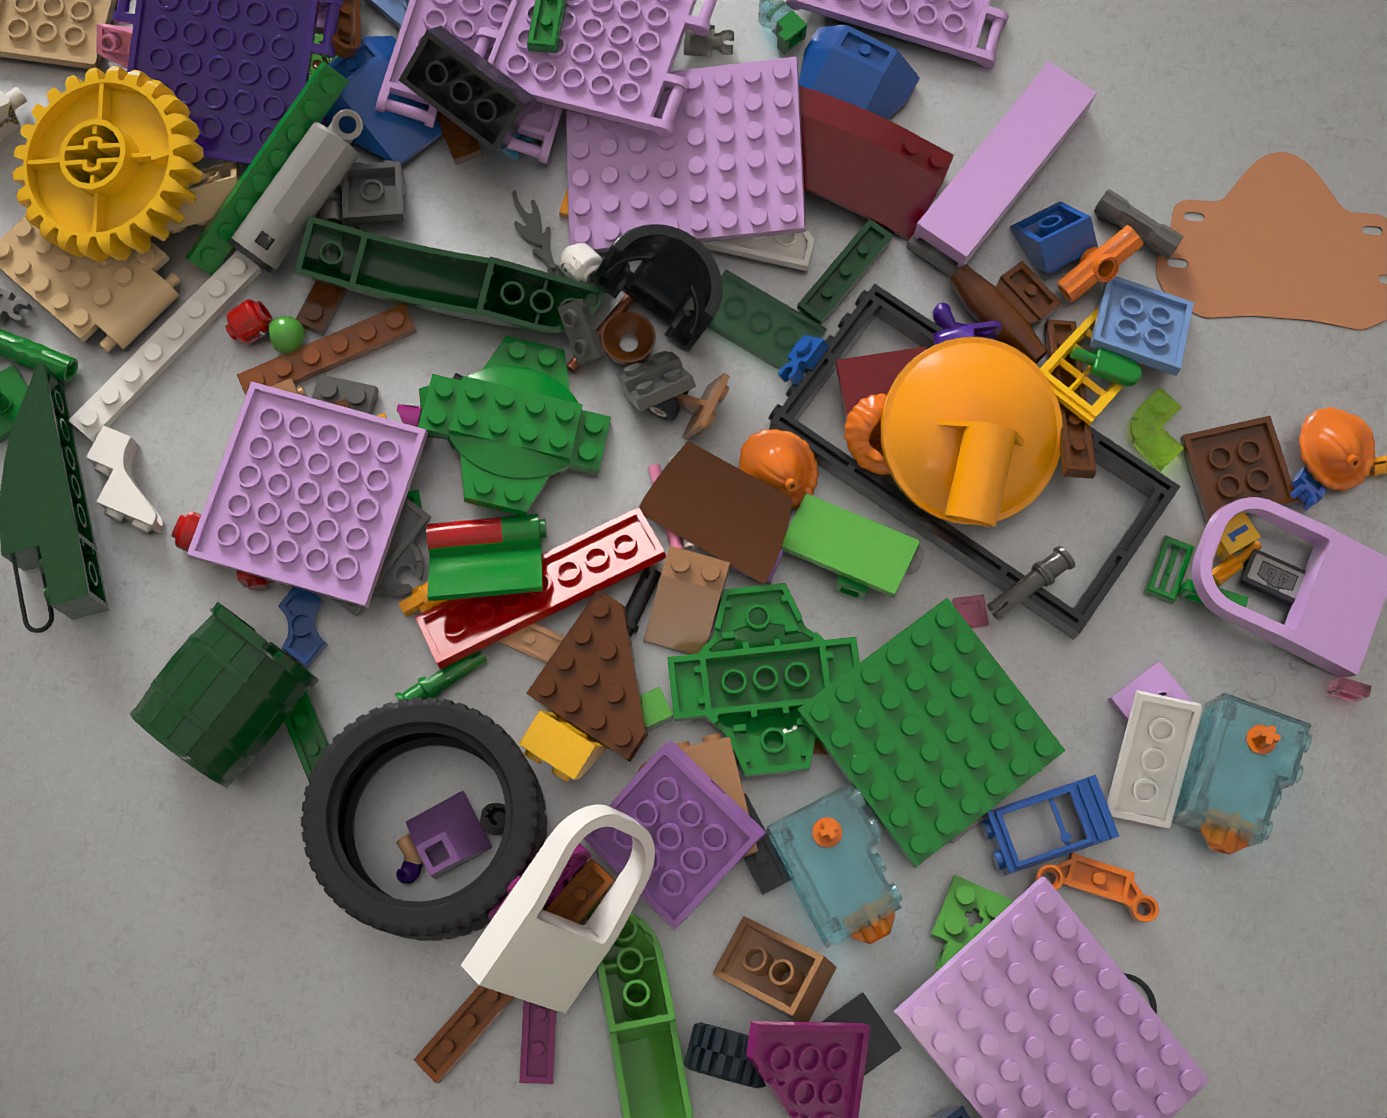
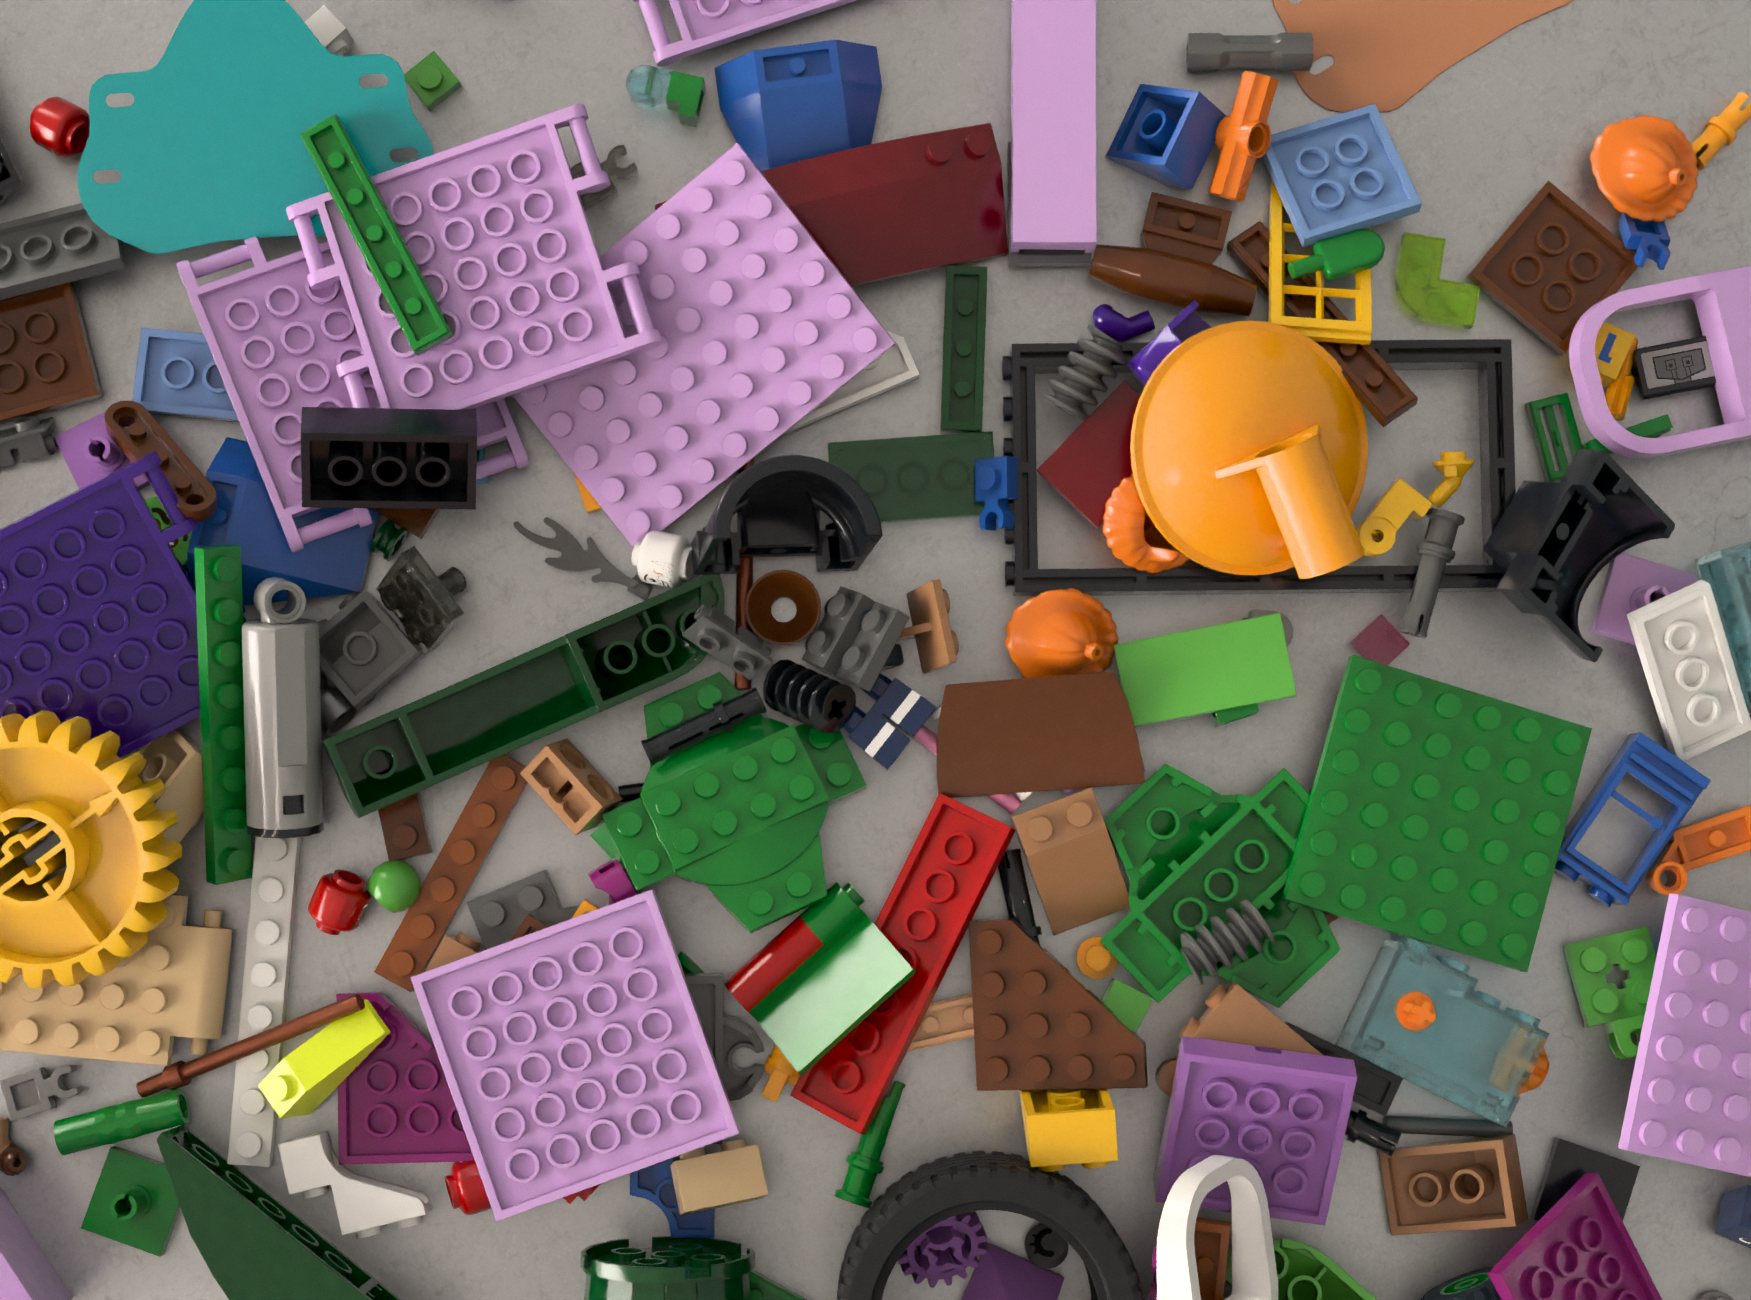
camera: 35 degrees left, 10 degrees up
(85, 352) = (181, 1073): none -> copper bar
(165, 398) = (322, 1063): none -> neon yellow slope
(190, 443) = (398, 1099): none -> magenta plate
(334, 630) = (718, 1178): none -> tan brick
(428, 190) = (422, 598): none -> clear smoke plate
(428, 347) = (571, 786): none -> medium nougat brick
(433, 766) = (944, 1250): none -> medium lavender gear
(436, 149) = (389, 540): none -> dark green bush
(531, 367) = (704, 726): none -> black pin
(603, 395) = (808, 696): none -> black piece
(626, 443) = (900, 706): none -> dark blue hips
(657, 671) = (1095, 959): none -> light orange plate
(741, 706) = (1225, 940): none -> dark grey piece
(742, 891) = (1369, 1132): none -> black pin
(794, 930) = (1446, 1126): none -> dark grey bar
(905, 324) = (1086, 373): none -> dark grey piece
(1028, 533) = (1379, 527): none -> yellow leg
(1090, 532) = (1453, 467): none -> yellow plate
(1133, 624) = (1564, 535): none -> black piece

